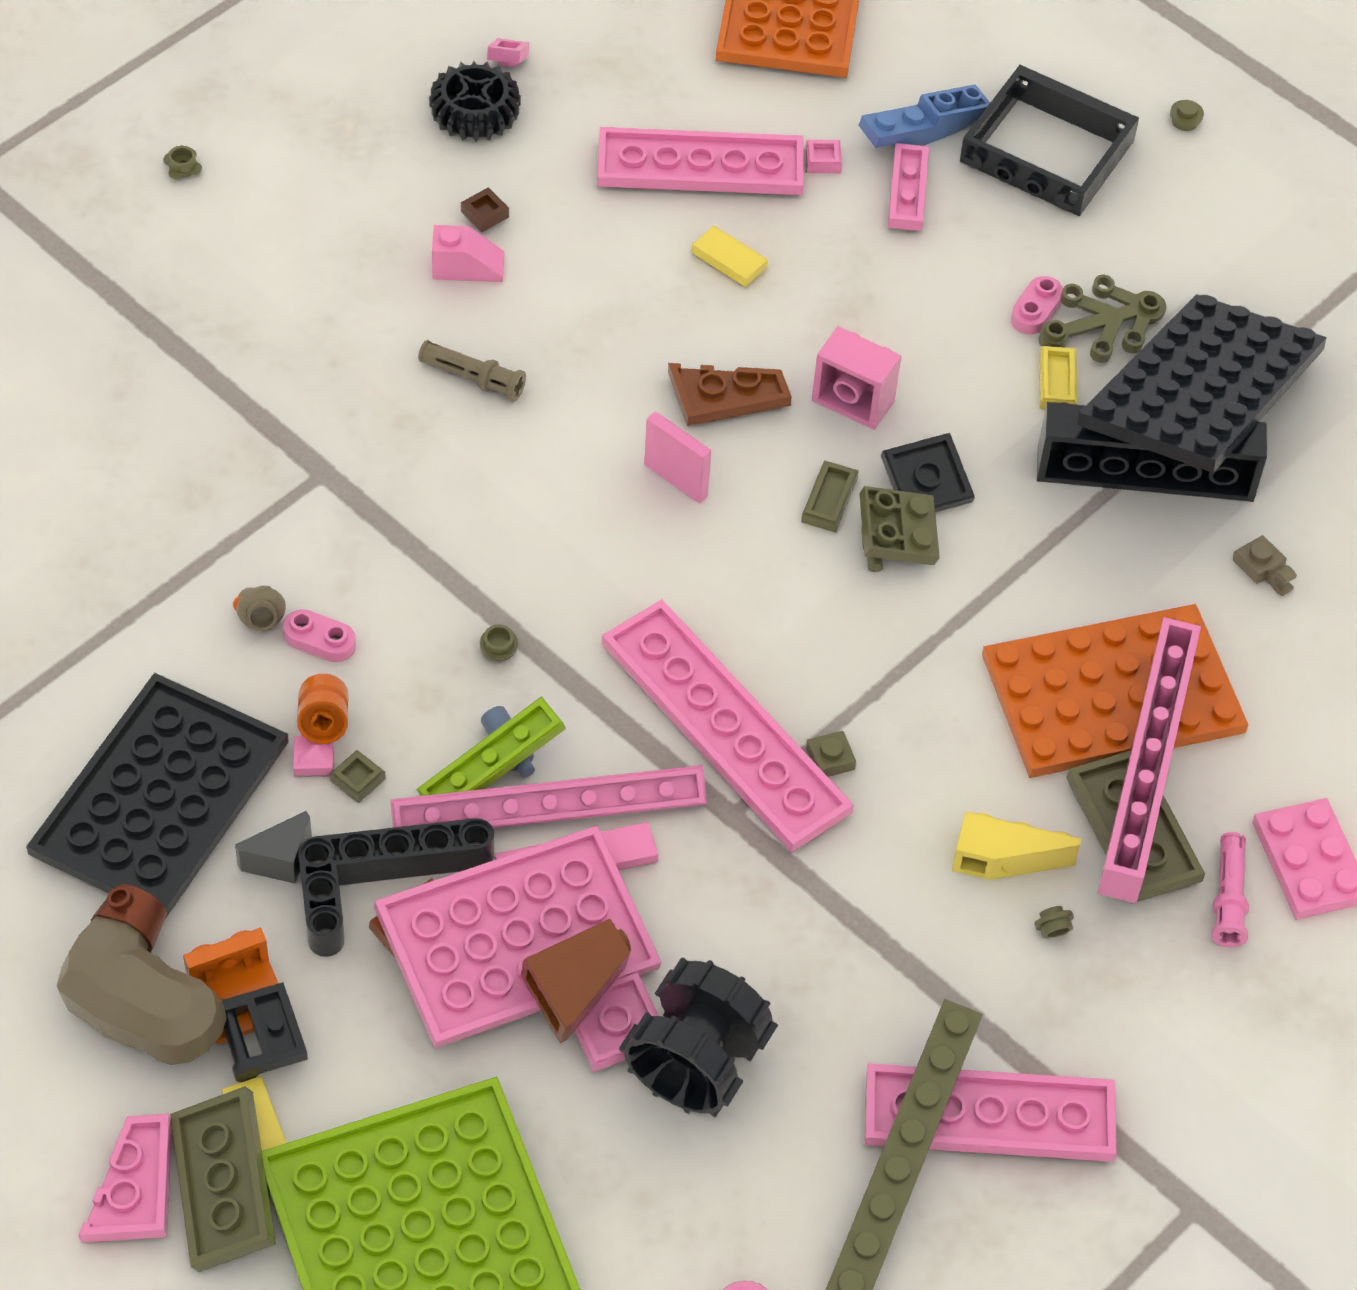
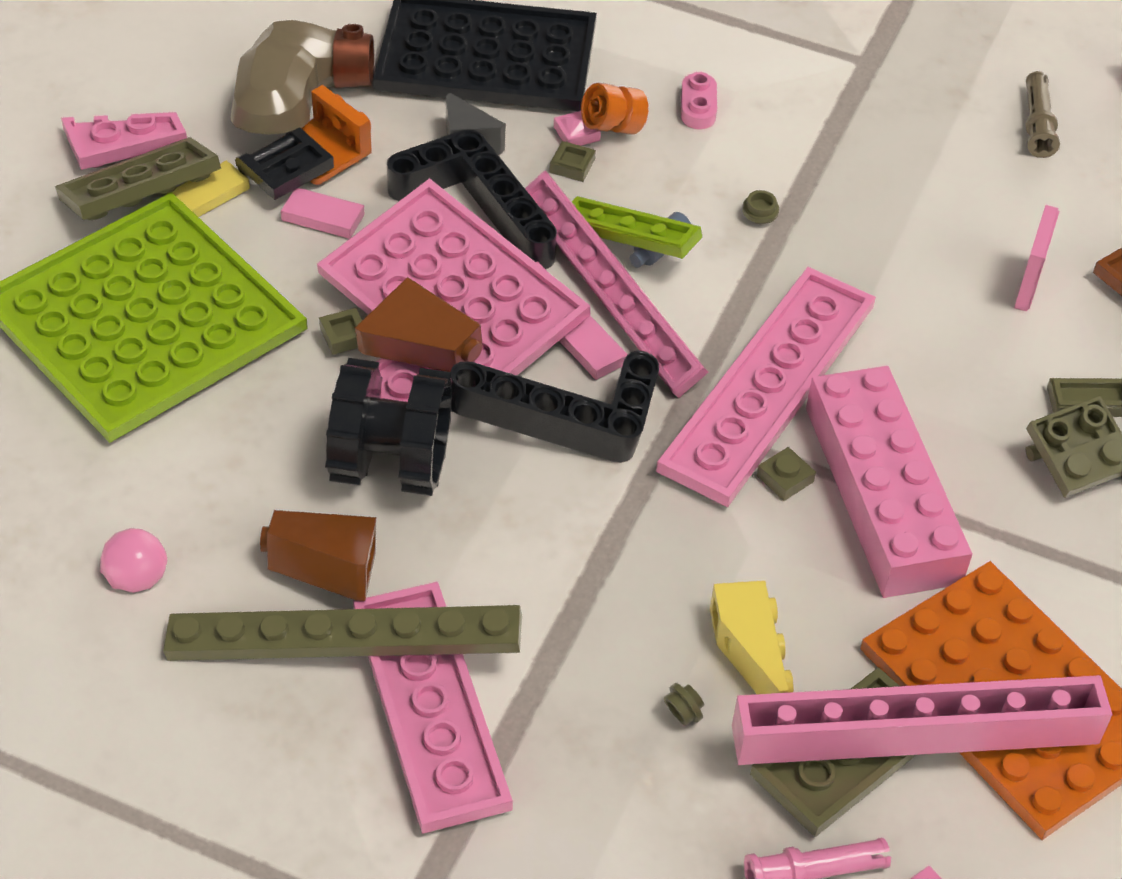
camera: 70 degrees right, 5 degrees down
(260, 607) = (697, 53): dark tan animal -> none
(337, 1022) = (322, 212): none -> bright pink tile
(520, 1050) = (340, 330): none -> olive plate
(738, 868) = (557, 414): none -> black beam
(806, 1142) = (322, 550): none -> dark orange slope
(876, 681) = (887, 482): none -> bright pink brick

